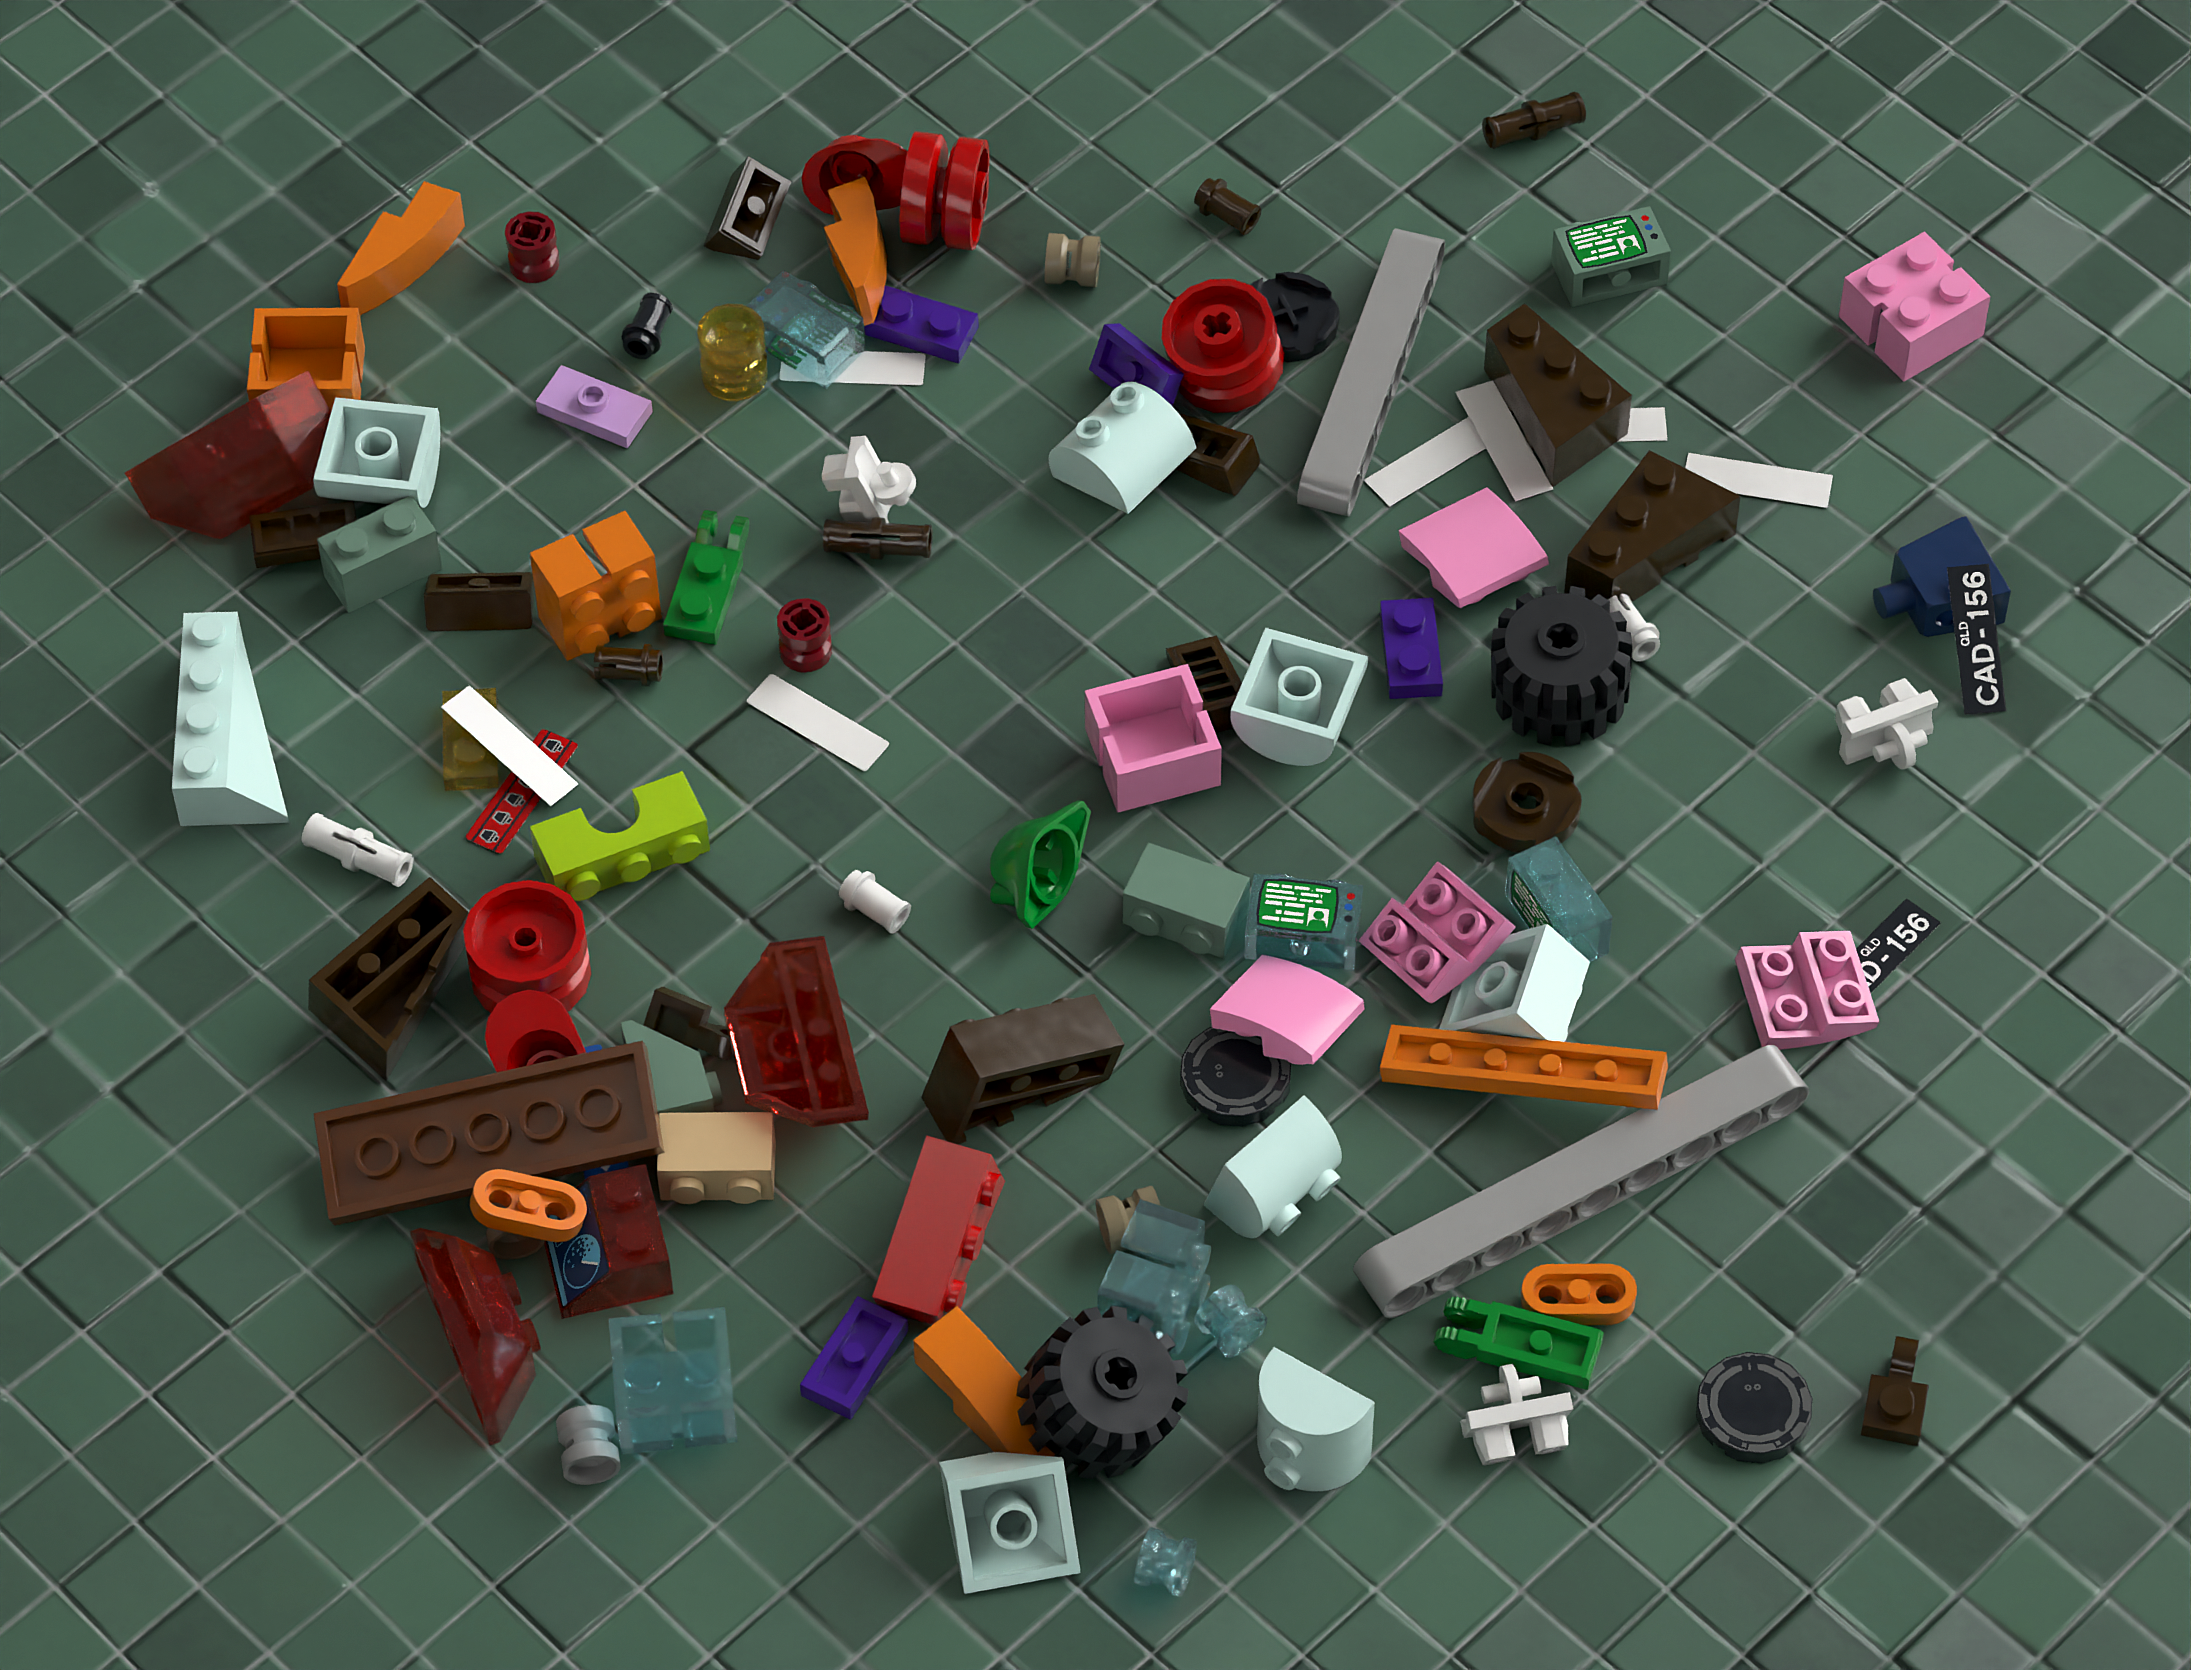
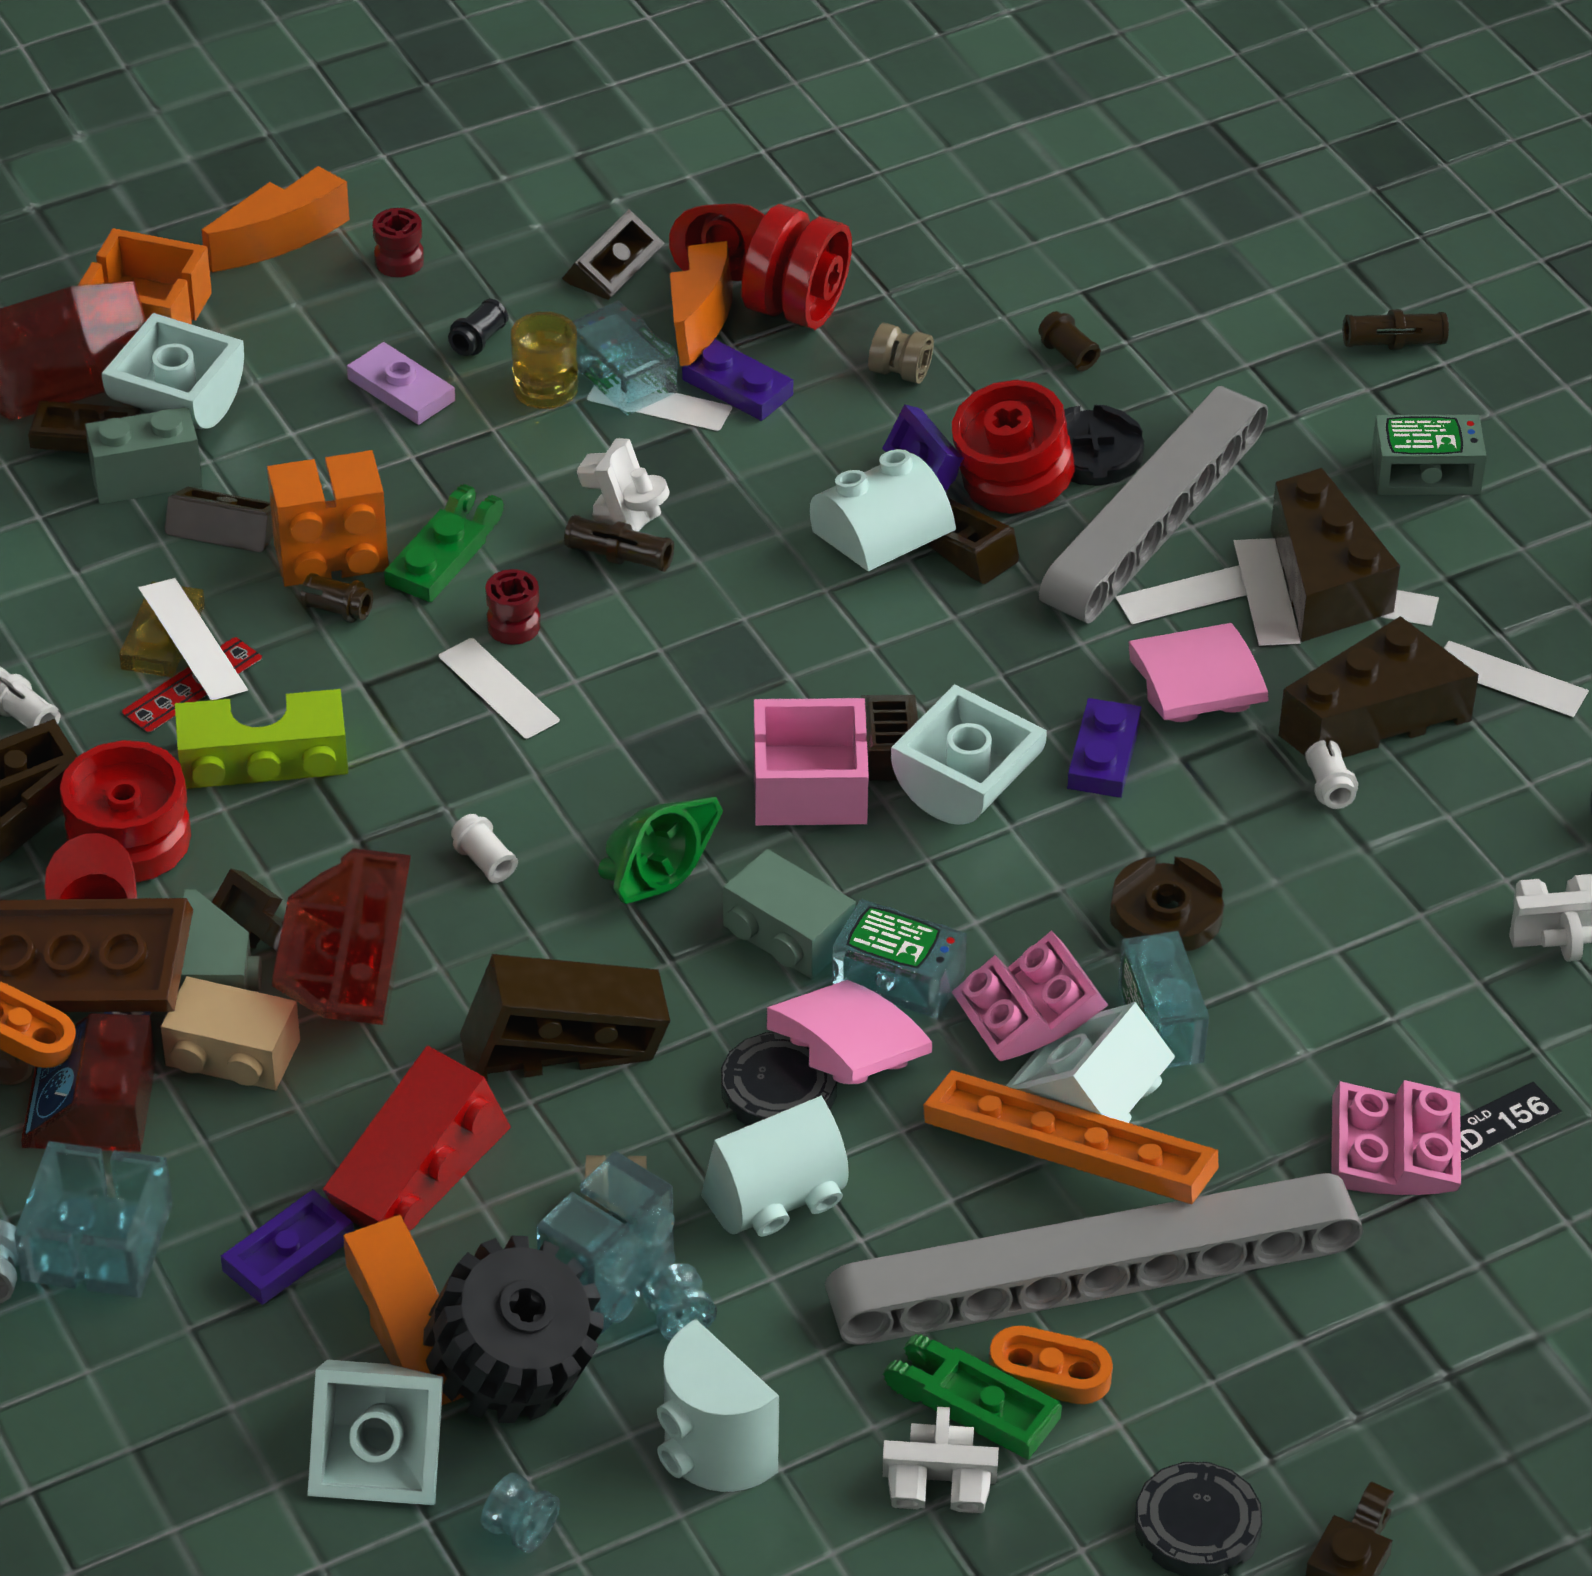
camera: 15 degrees right, 10 degrees down
(1561, 665) = (1244, 787): black wheel -> none

